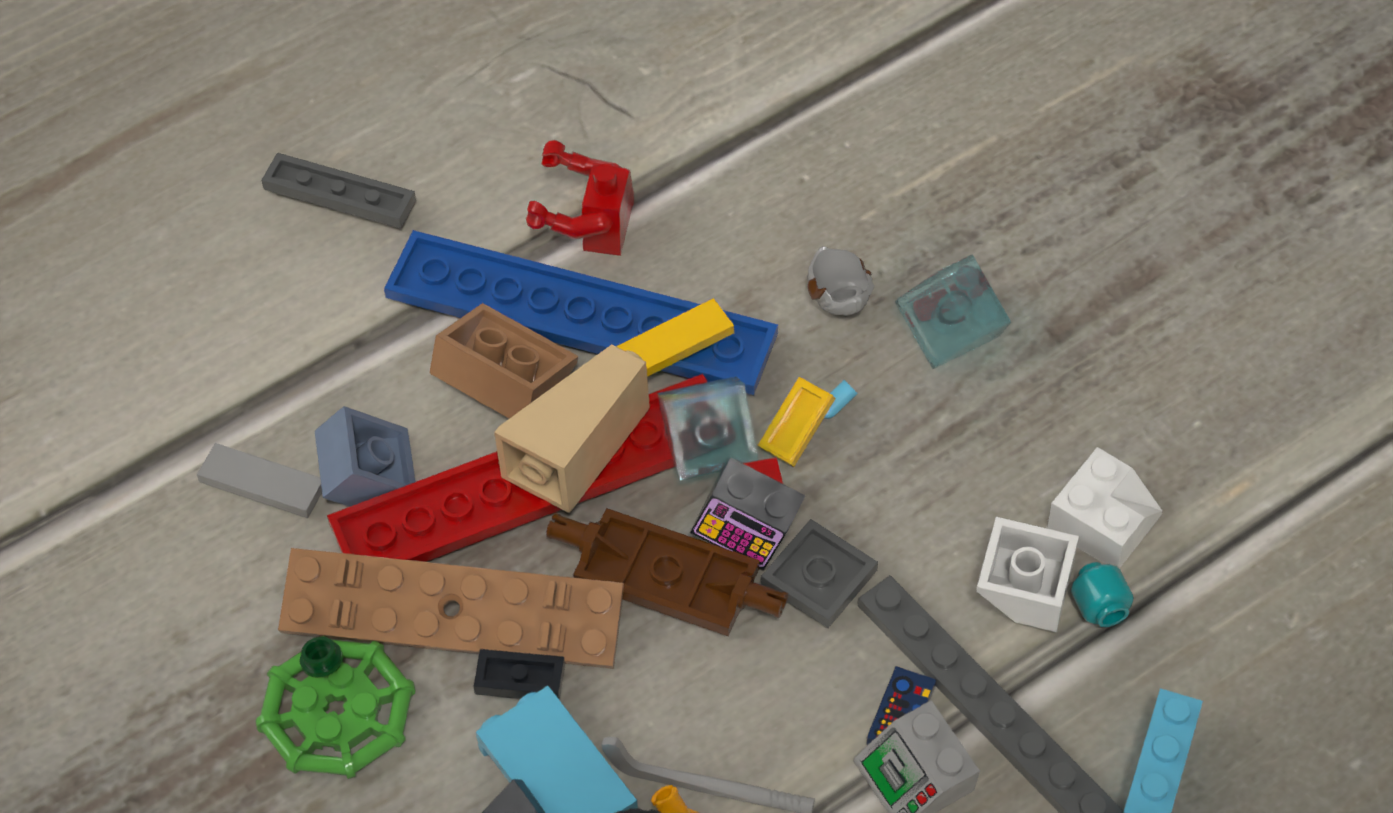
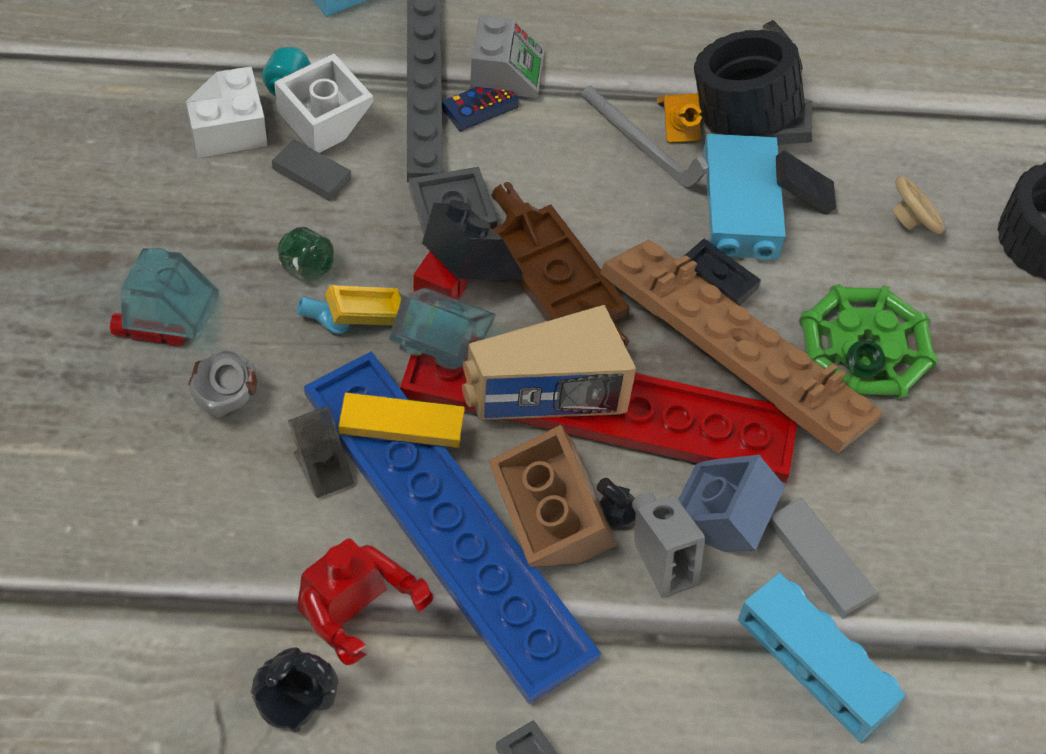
camera: 150 degrees left, 0 degrees up
(215, 393) = (821, 656): none -> medium azure brick
(389, 387) = (668, 543): none -> light grey torso
(453, 406) = (616, 503): none -> black plate
(586, 134) = (293, 687): none -> black hair
(717, 281) = (320, 452): none -> clear smoke slope
(892, 431) = (305, 253): none -> clear green head
(971, 523) = (311, 169): none -> dark grey tile

